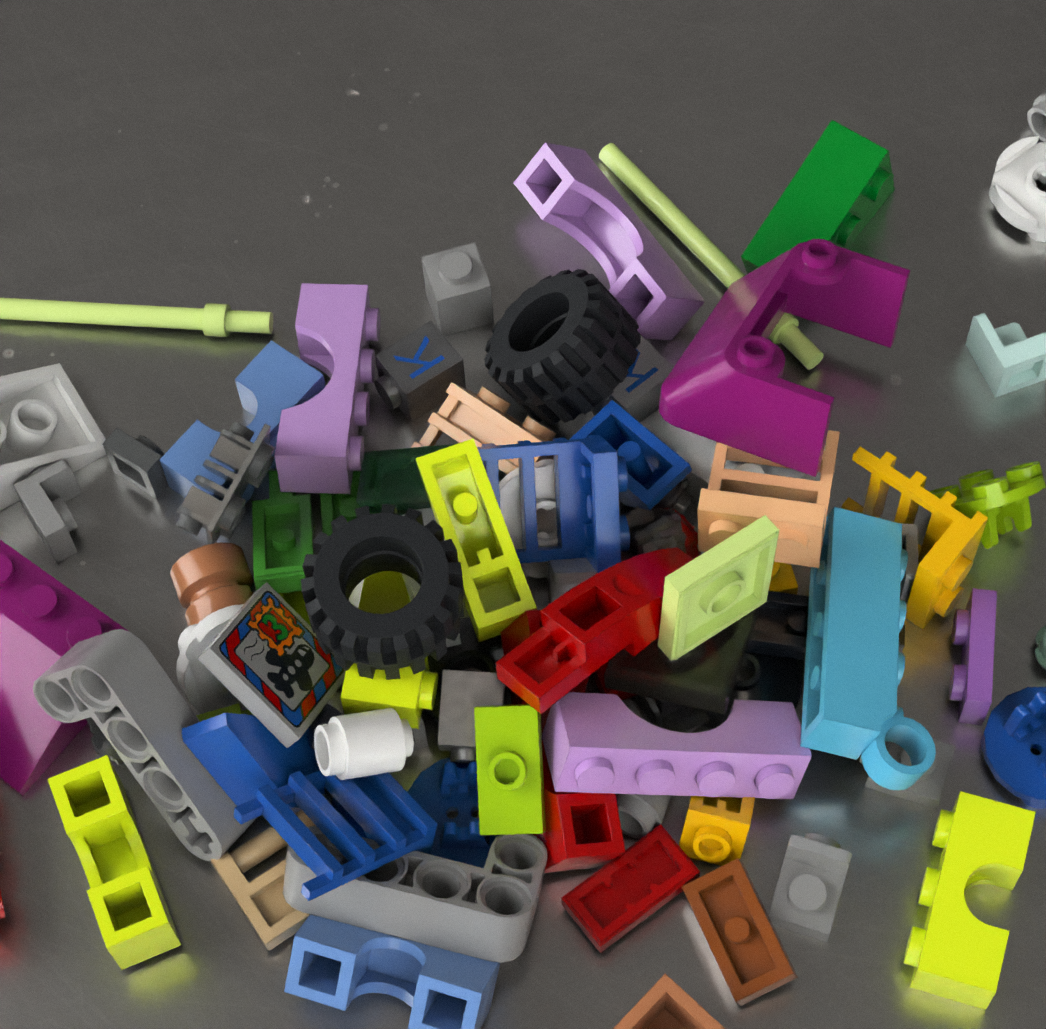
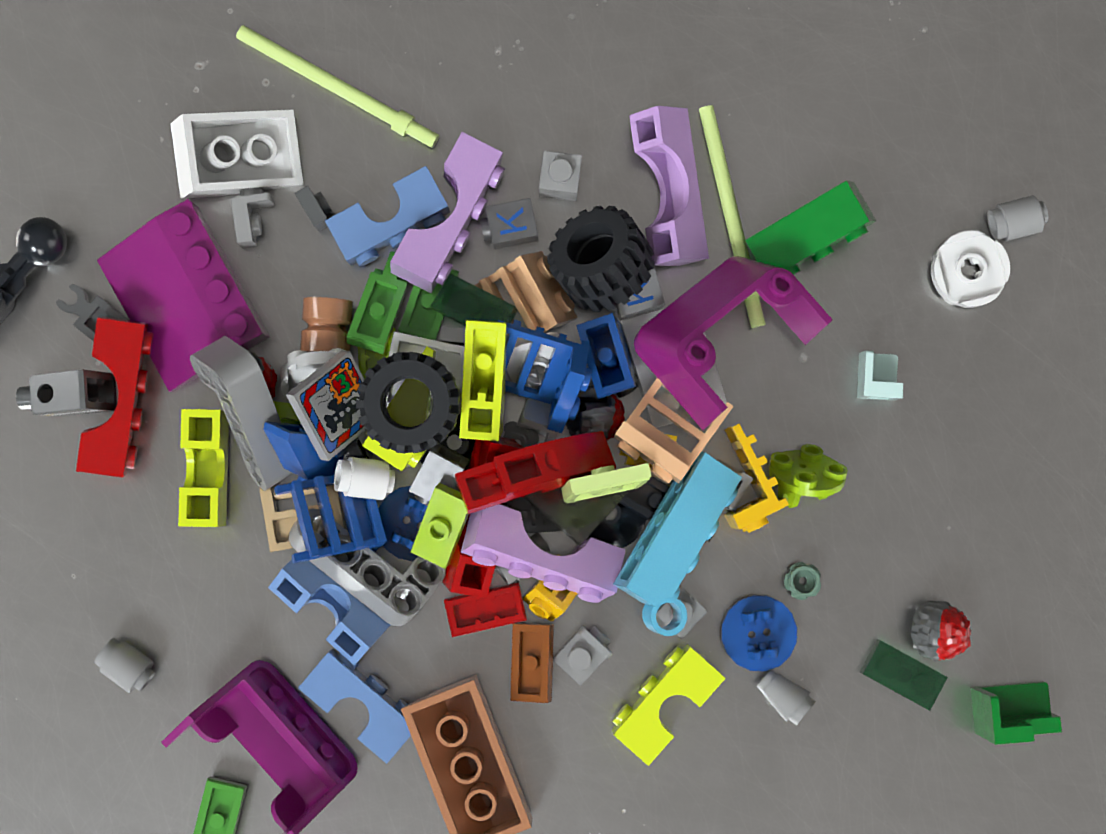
camera: 15 degrees right, 25 degrees up
(252, 464) = (345, 272): dark grey hinge -> none
(973, 678) = (755, 551): medium lavender plate -> none

